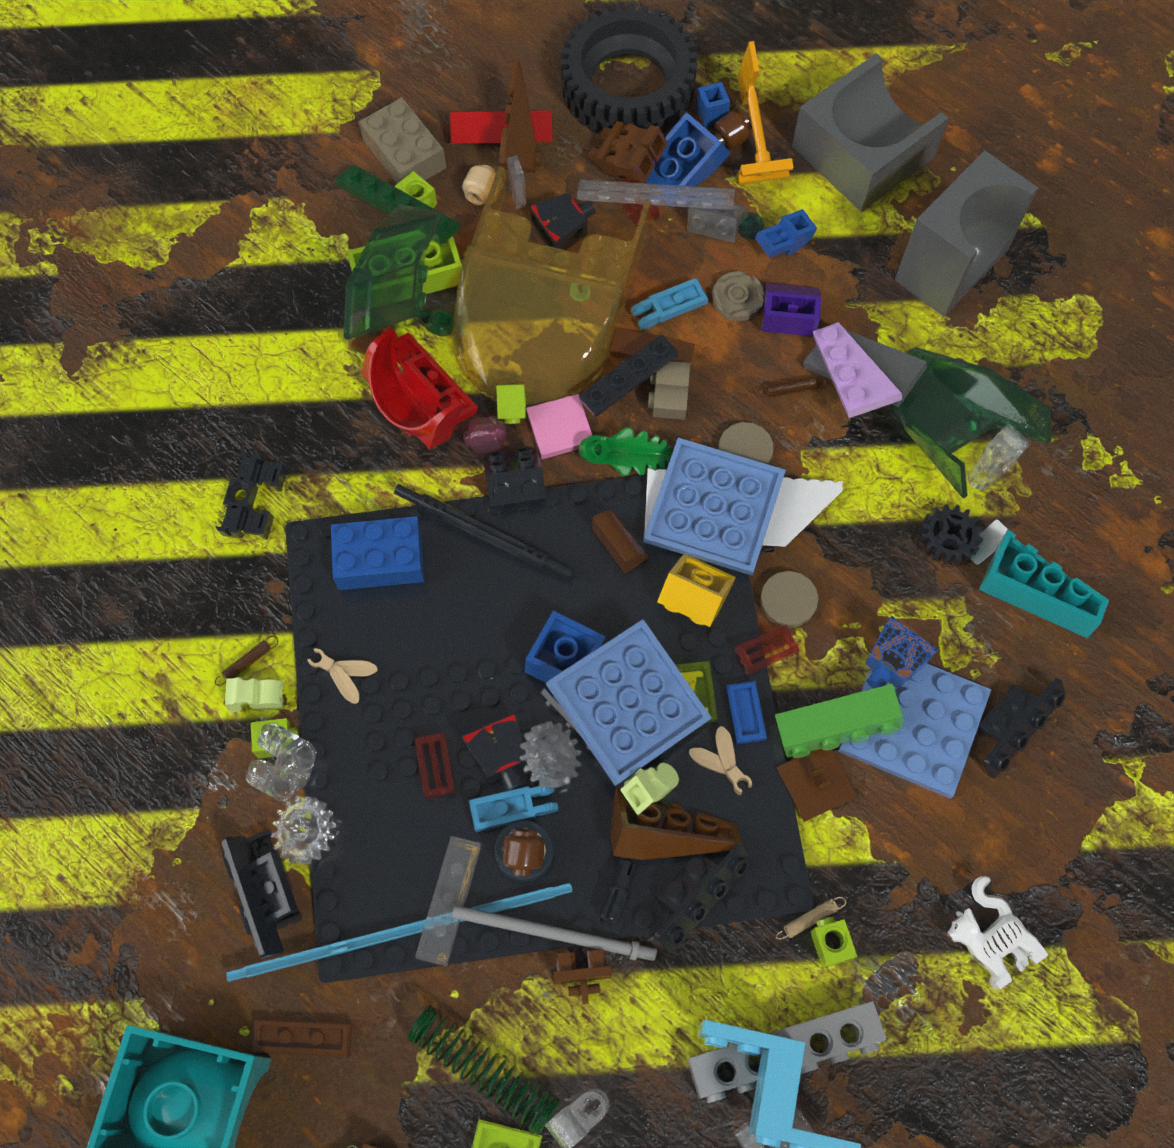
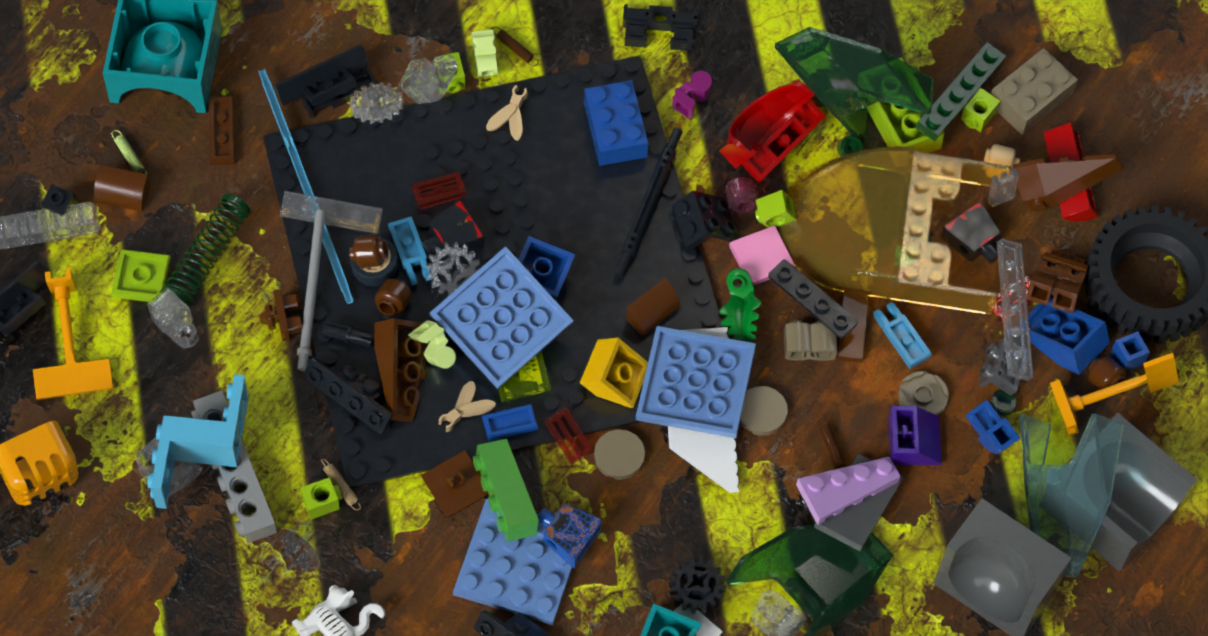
camera: 80 degrees right, 5 degrees down
(342, 465) = (697, 90): none -> magenta leg
(575, 832) = (393, 297): none -> reddish brown head
(897, 175) = (1070, 499): none -> clear light blue windscreen

